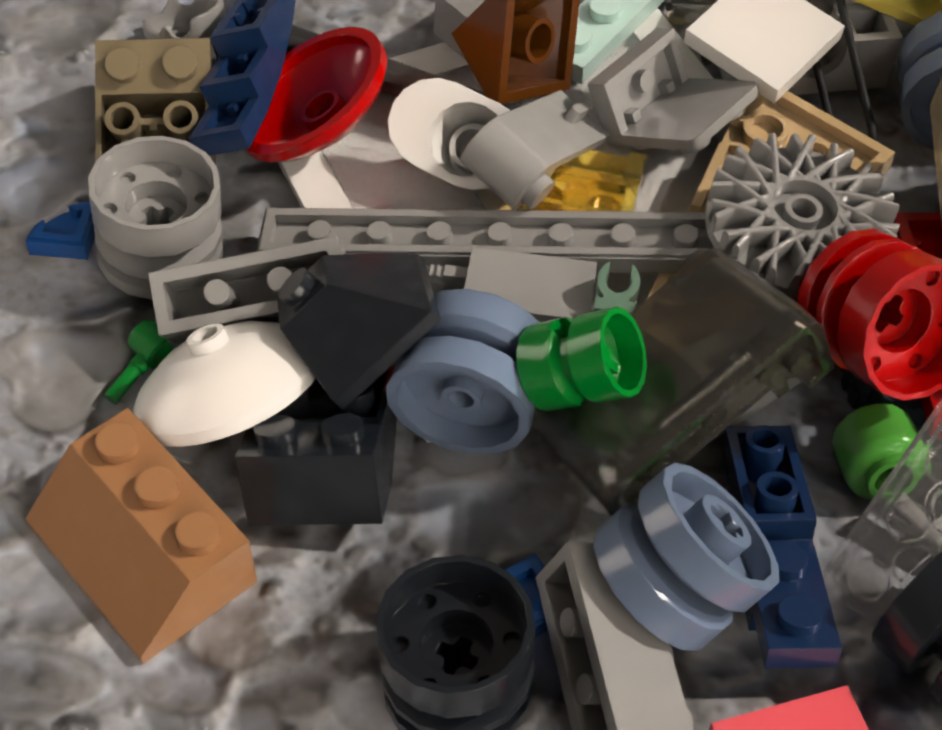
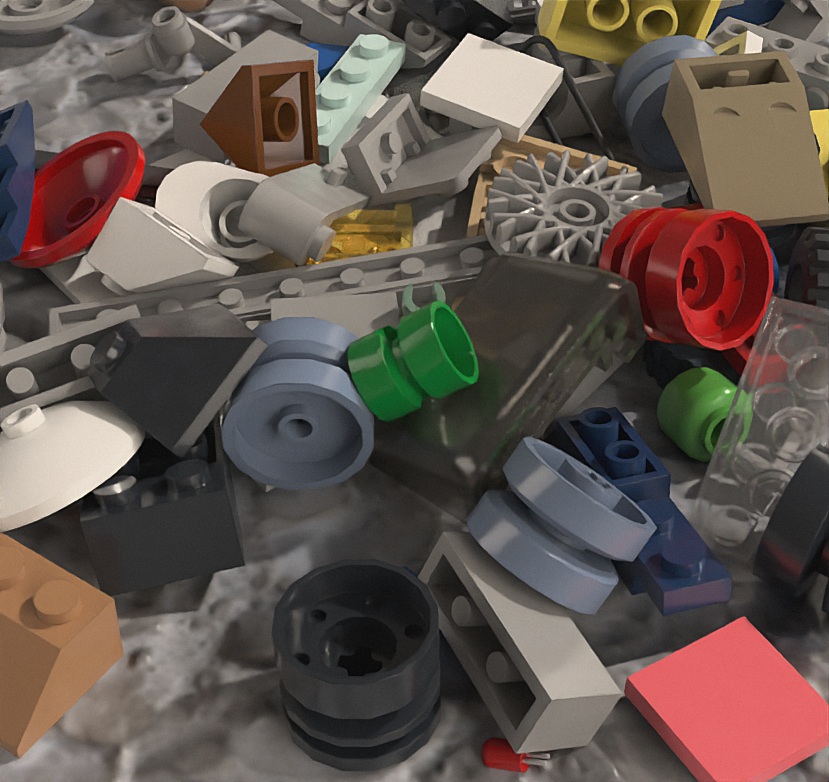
camera: 15 degrees left, 10 degrees down
(375, 169) = (150, 252): none -> white slope

